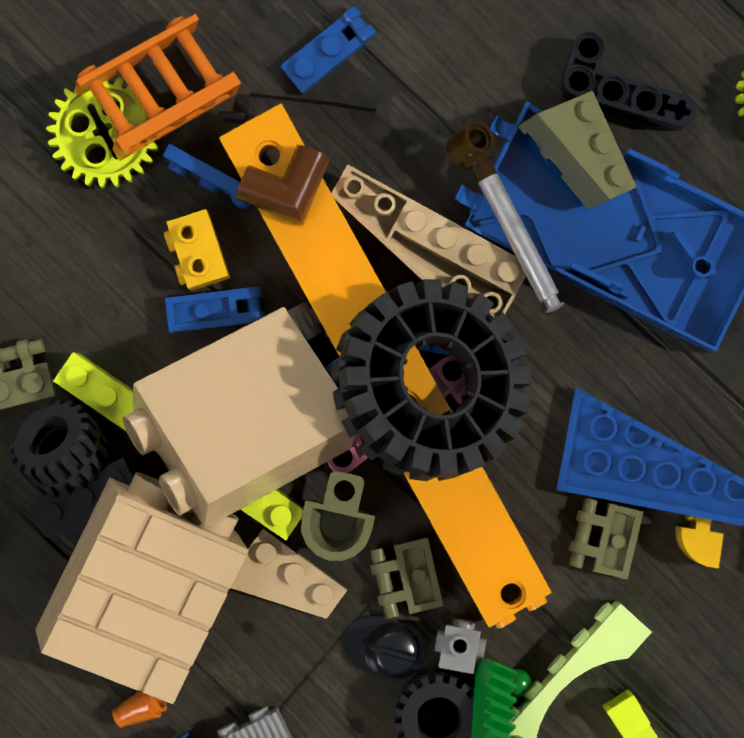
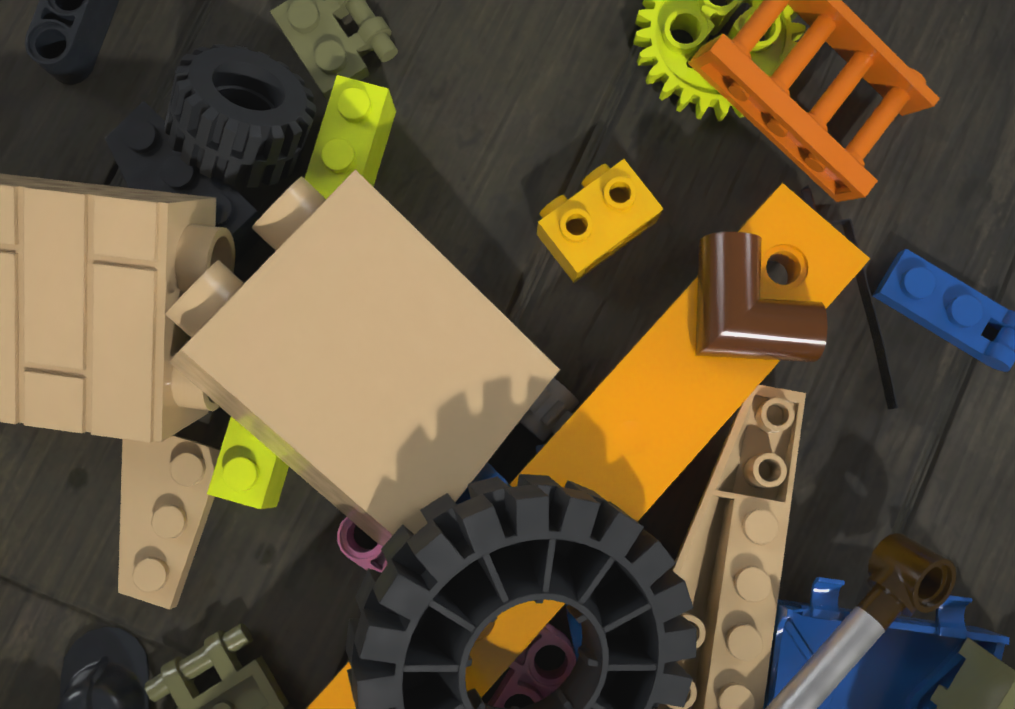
camera: 75 degrees right, 5 degrees down
(210, 178) = (709, 202): blue plate -> none
(213, 309) = (520, 271): blue plate -> none
(337, 527) = (250, 568): olive container -> none

